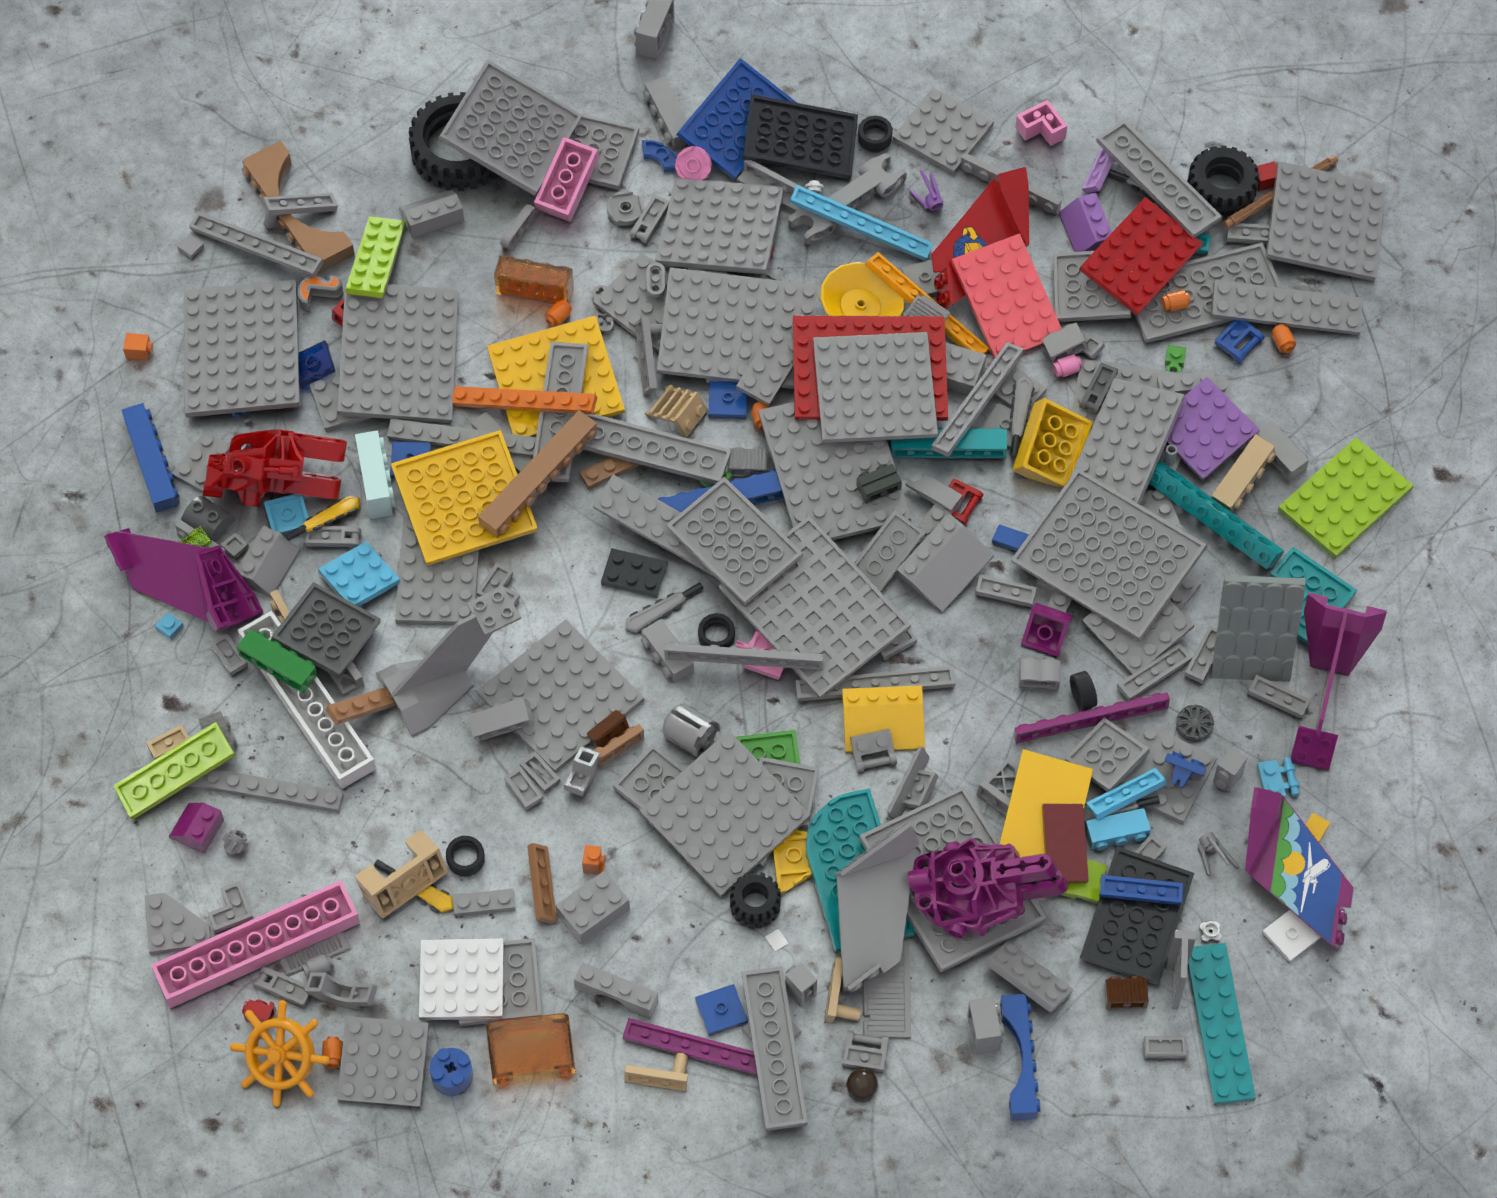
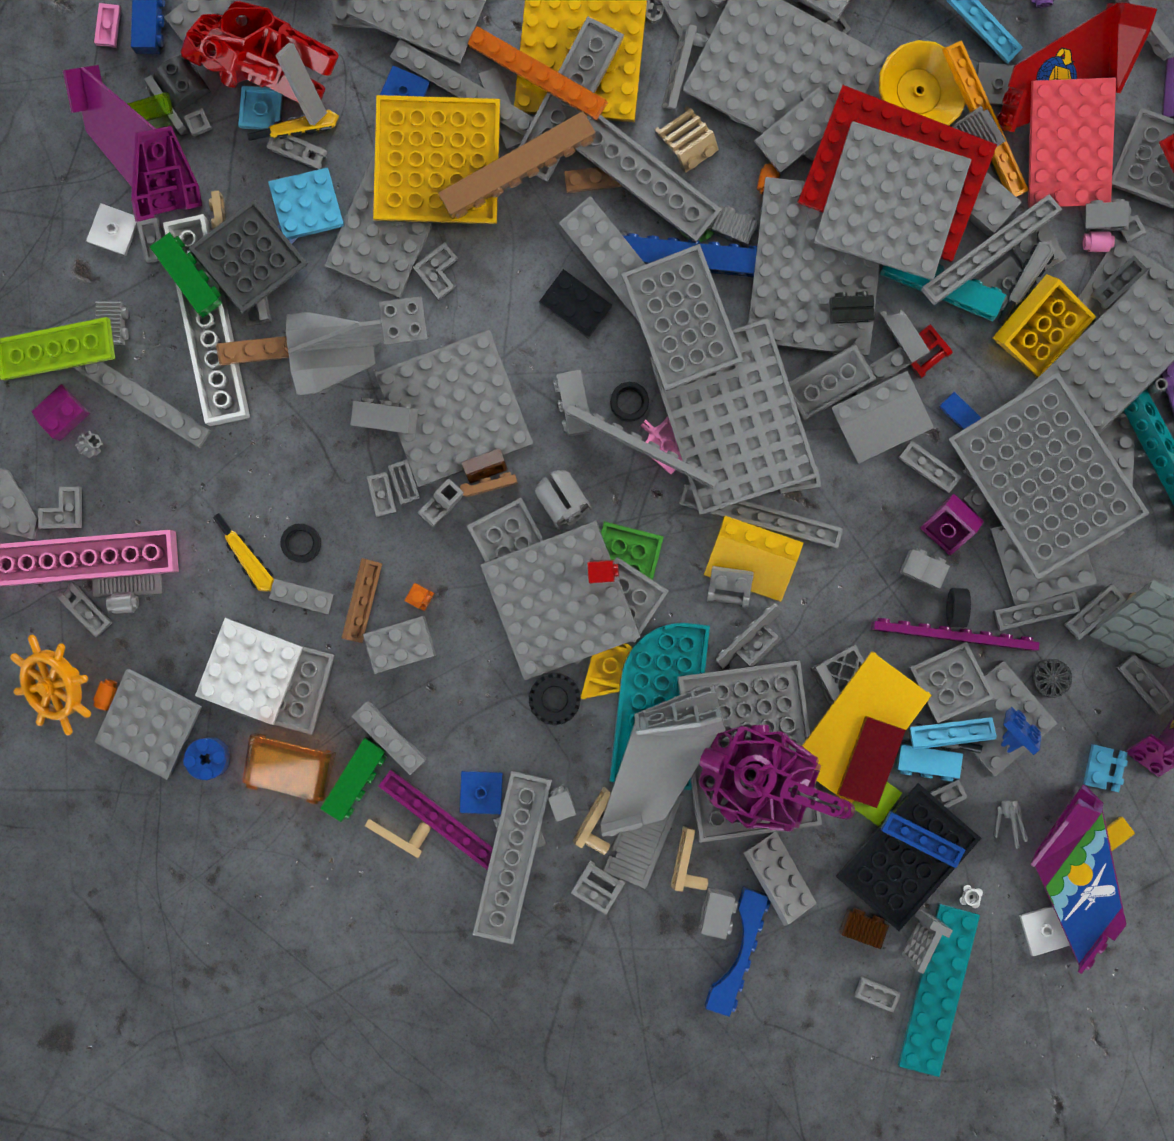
camera: 20 degrees right, 25 degrees up
(123, 497) = (107, 25): none -> bright pink plate
(167, 741) = (62, 313): tan plate -> none
(169, 625) = (106, 185): medium azure plate -> none
(189, 659) = (112, 229): none -> white plate
(260, 1009) = (52, 628): red brick -> none
(267, 561) = (222, 153): light grey slope -> none
(322, 474) = (301, 83): none -> light grey tile
(340, 992) = (133, 637): light grey arch -> none
(375, 474) = (358, 98): light aqua brick -> none
(394, 891) = (207, 559): tan plate -> none
(597, 1040) = (353, 780): none -> green brick
(662, 608) = (574, 355): light grey sword -> none
(726, 400) = (739, 147): blue plate -> none
(752, 765) = (602, 571): none -> red brick
(776, 940) = (561, 741): white sticker -> none
(862, 1084) = (581, 918): dark brown hair -> none
(937, 1012) = (680, 877): none -> tan piece
(1229, 769) = (1063, 747): light grey brick -> none

